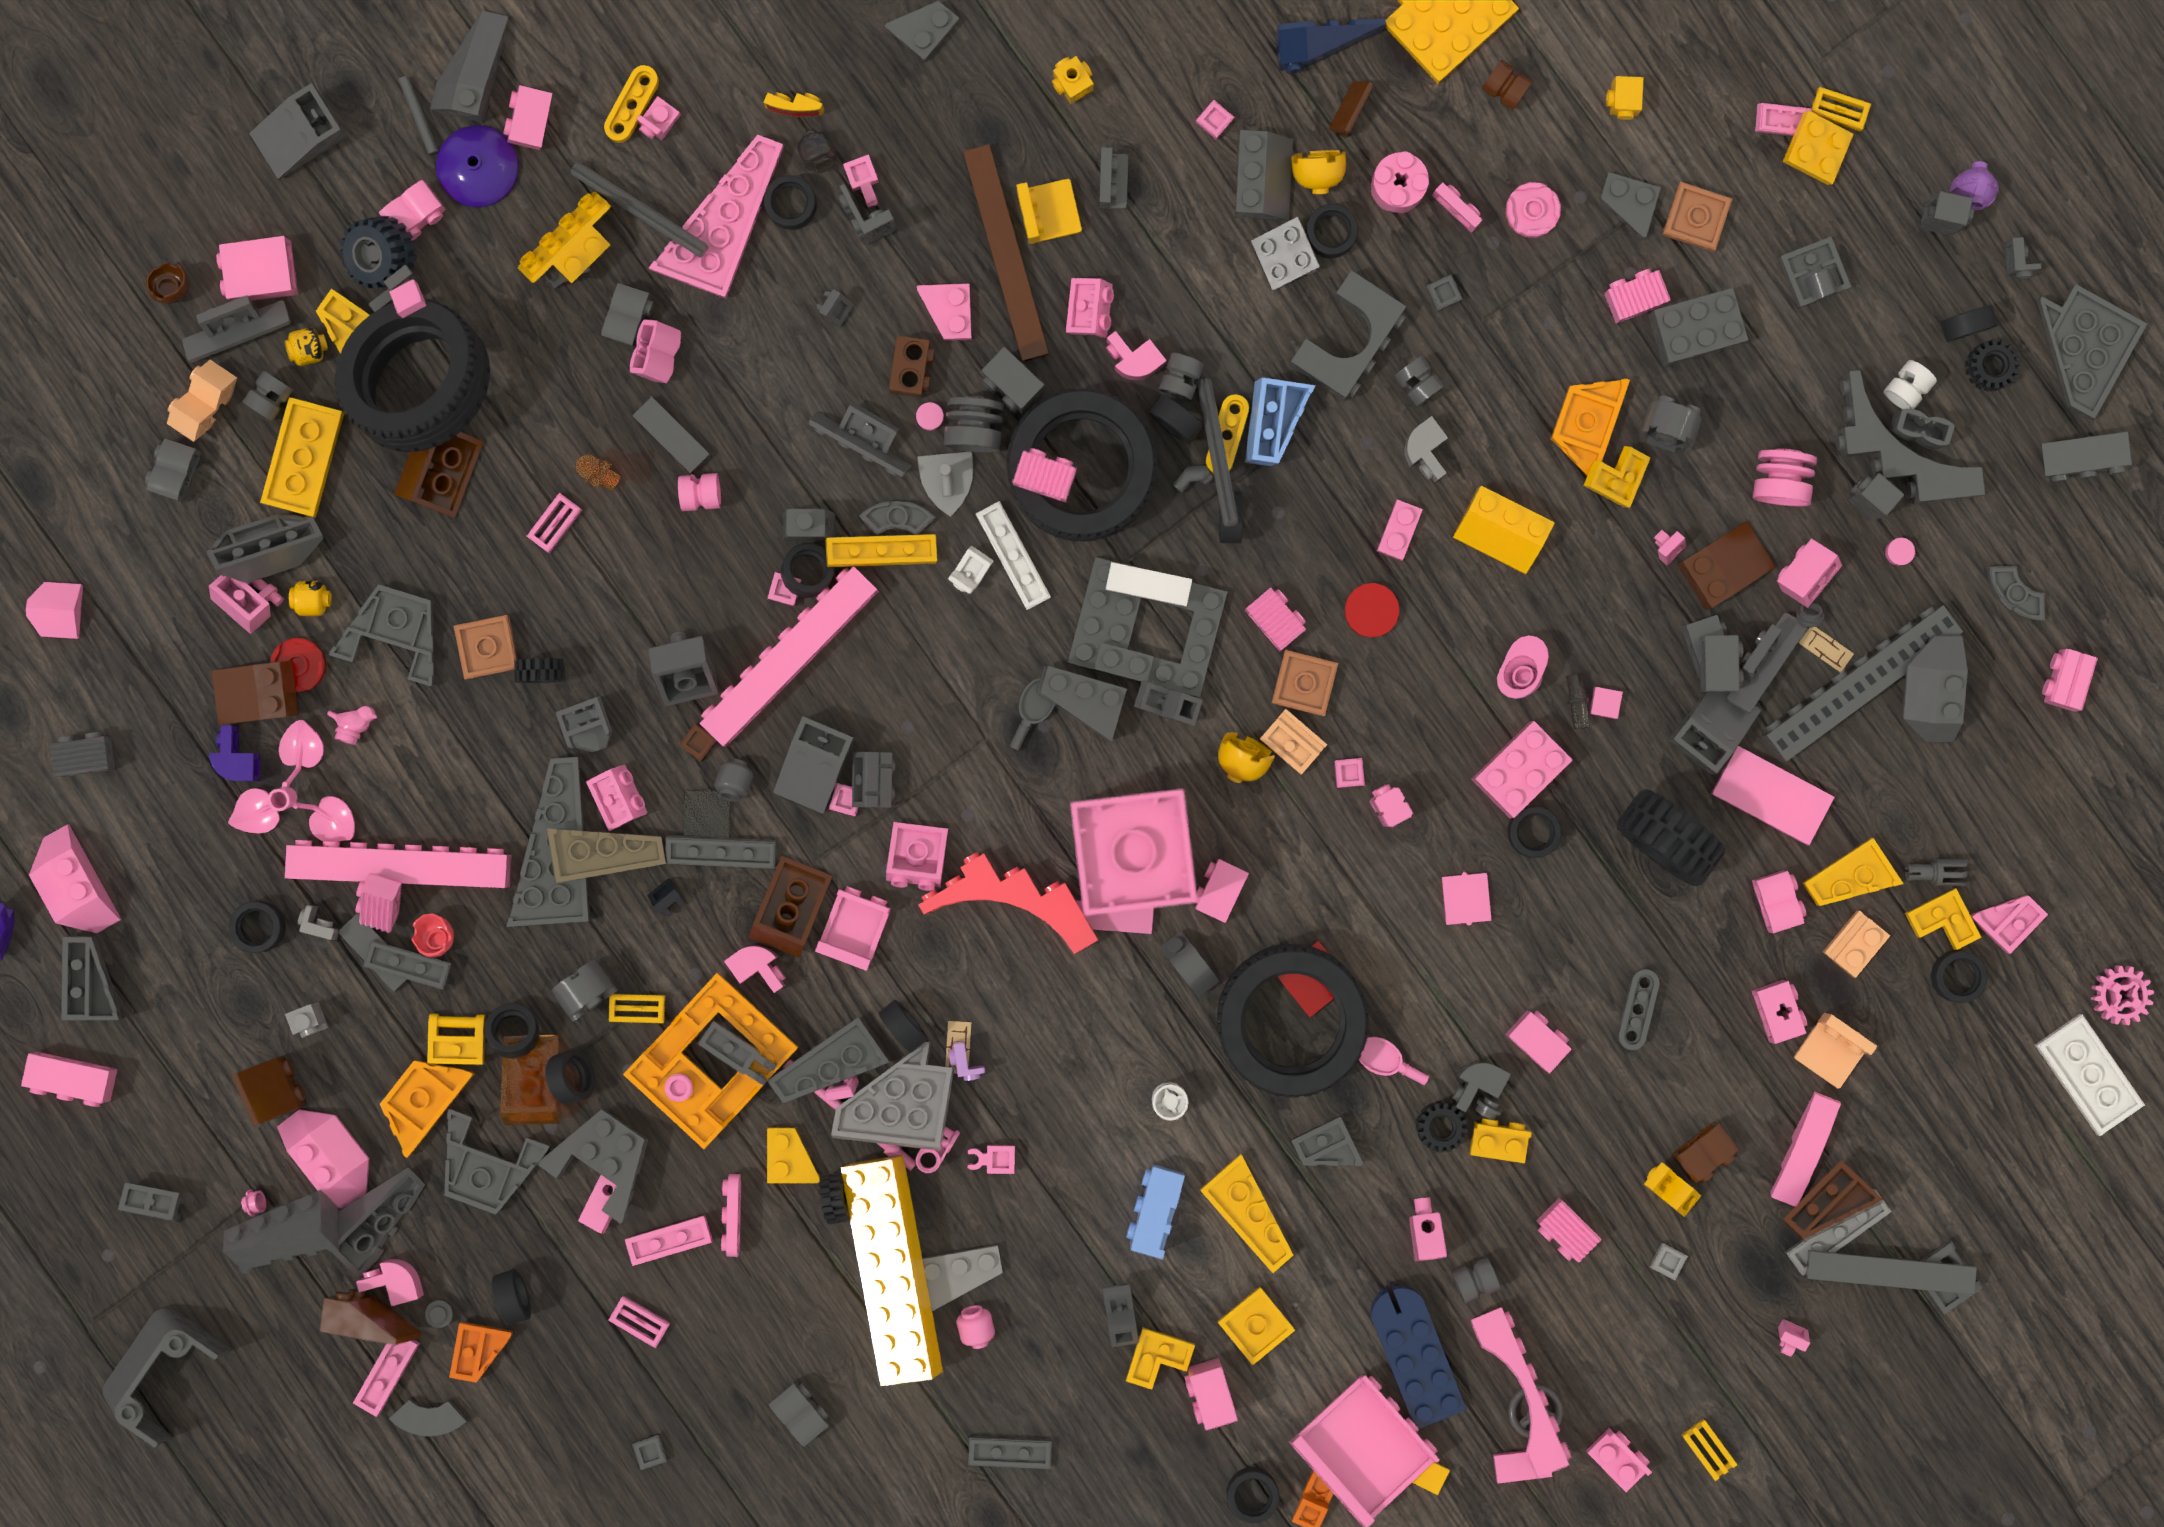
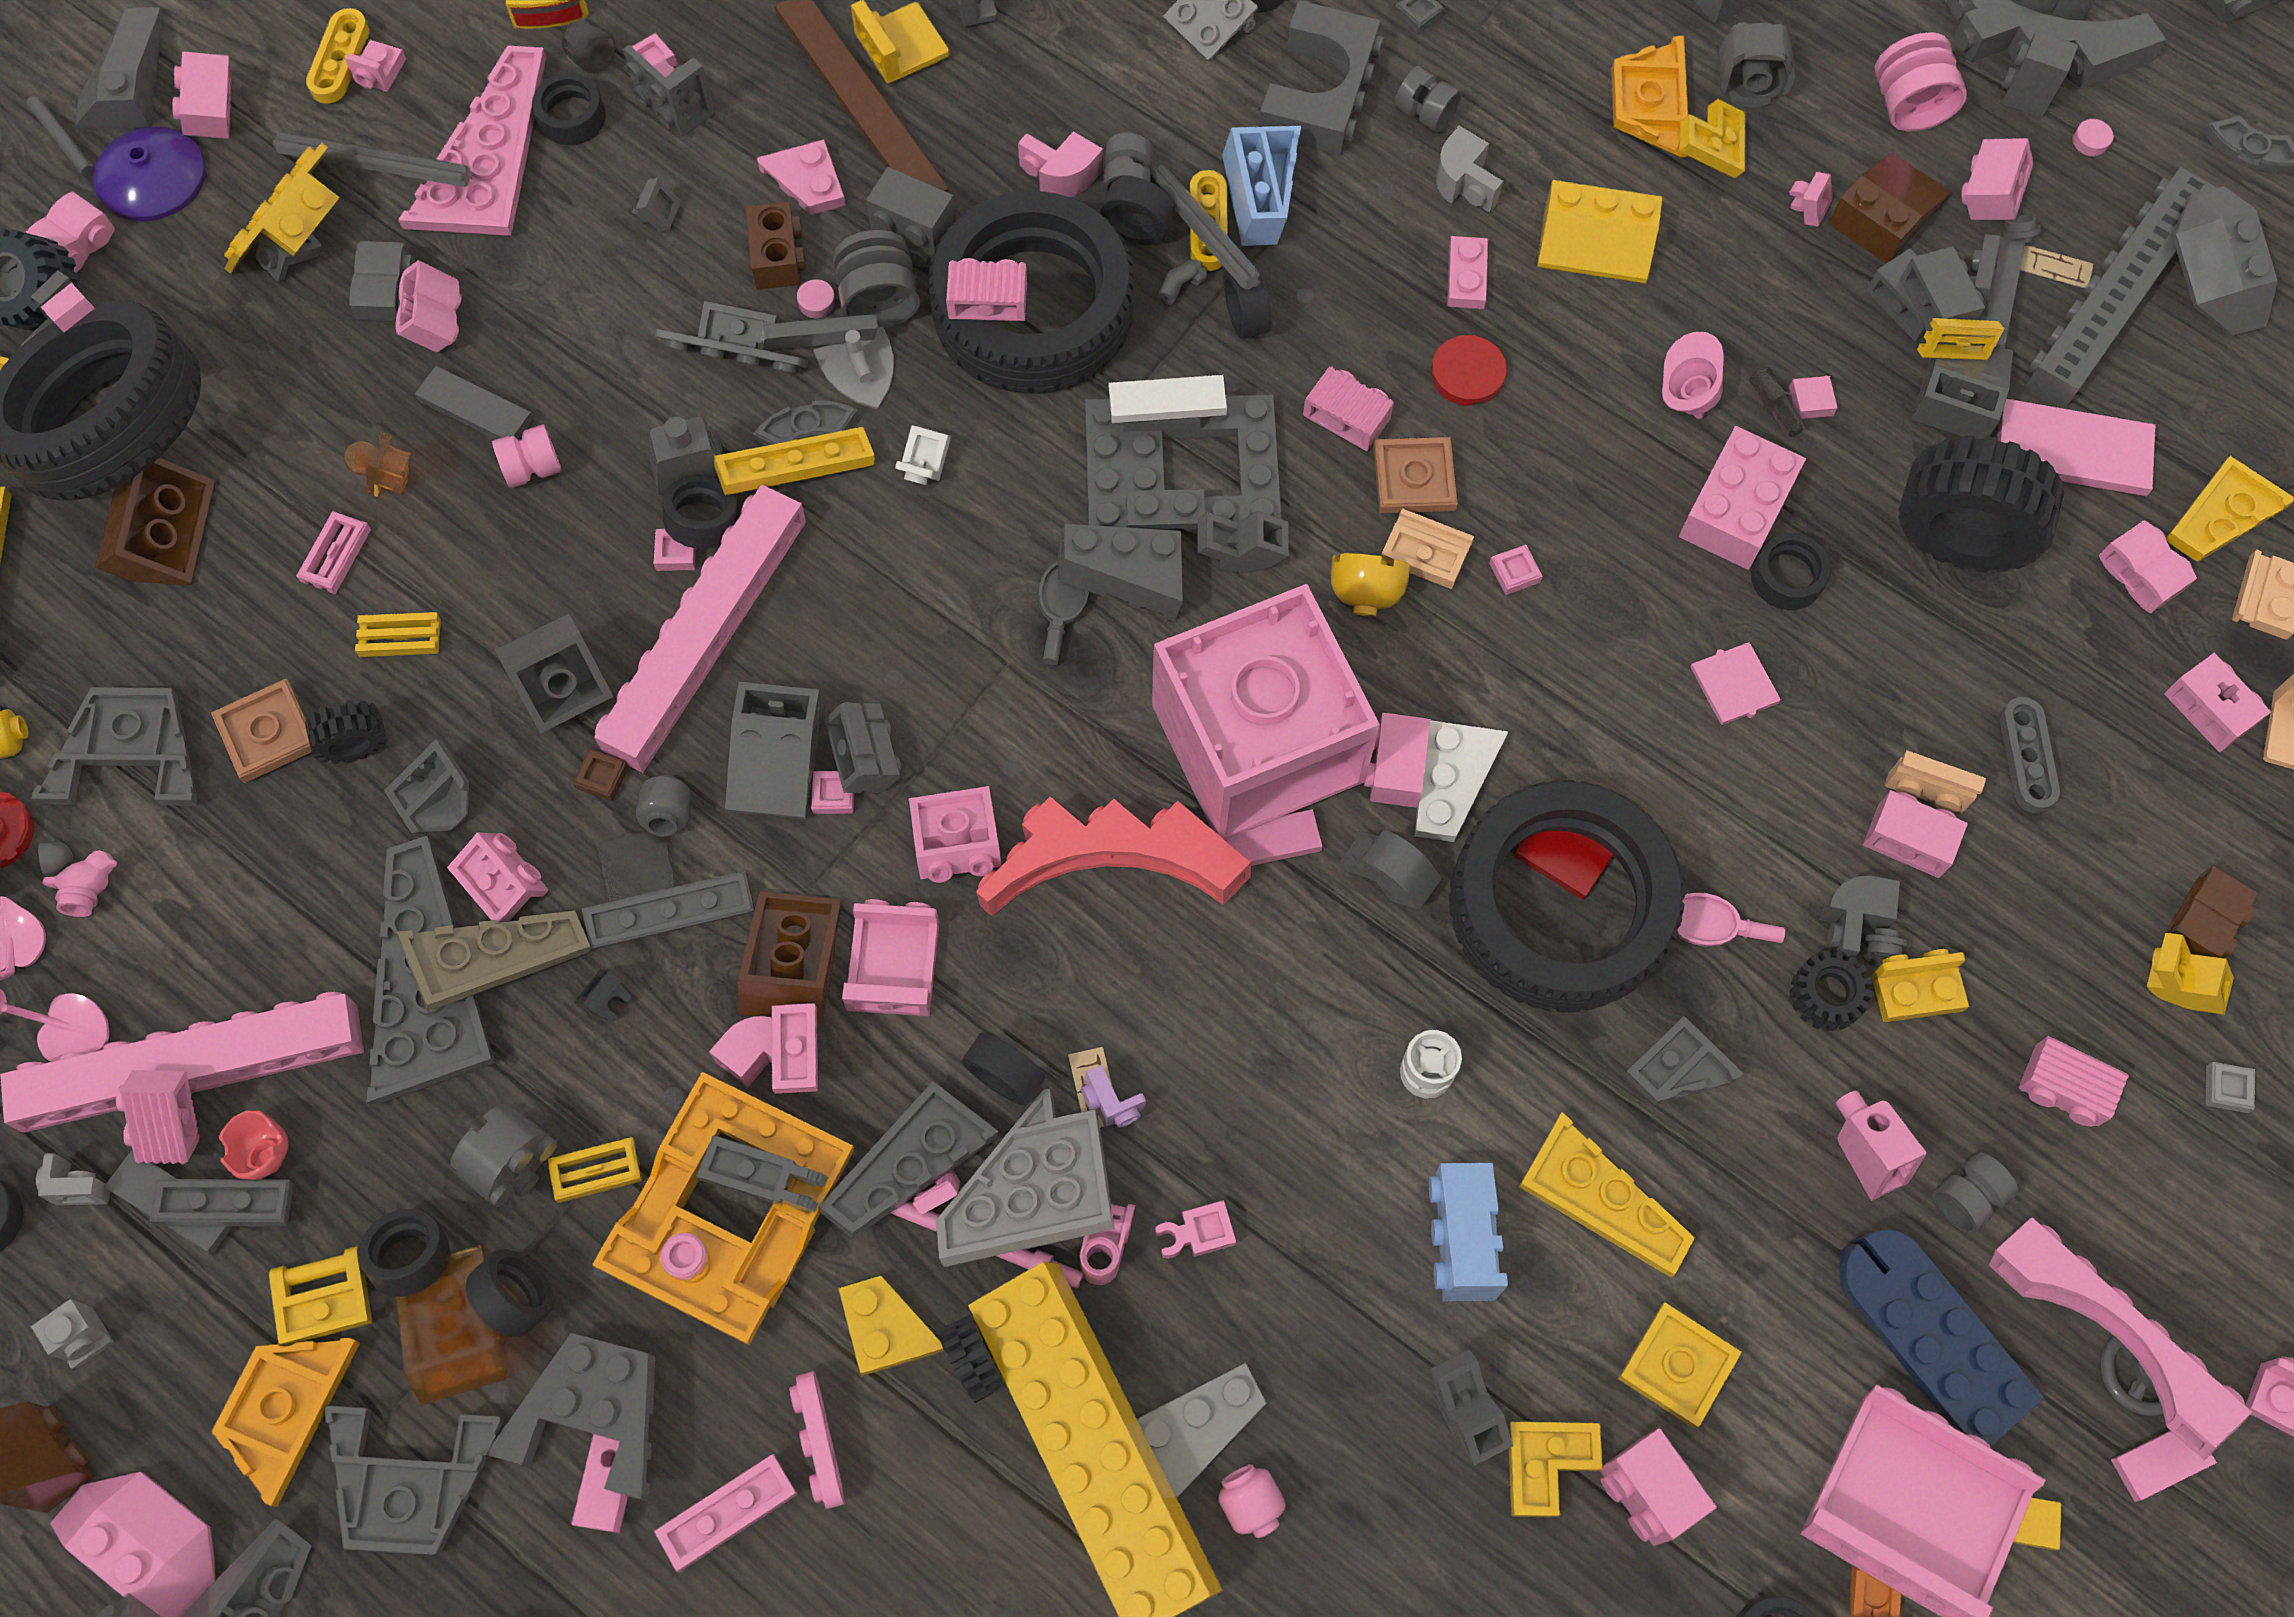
camera: 15 degrees left, 20 degrees down
(337, 698) = (54, 857): none -> dark grey hinge
(563, 593) = (397, 628): none -> yellow tile
(777, 978) = (794, 1048): none -> bright pink plate
(923, 454) = (816, 332): none -> dark grey tile
(1013, 555) = (975, 430): white tile -> none
(1089, 307) = (985, 125): bright pink bracket -> none
(1254, 909) = (1453, 775): none -> white wing
(1390, 805) = (1589, 581): bright pink brick -> none
(1571, 1022) = (1935, 782): none -> light nougat plate
(1716, 704) = (1963, 334): none -> yellow tile

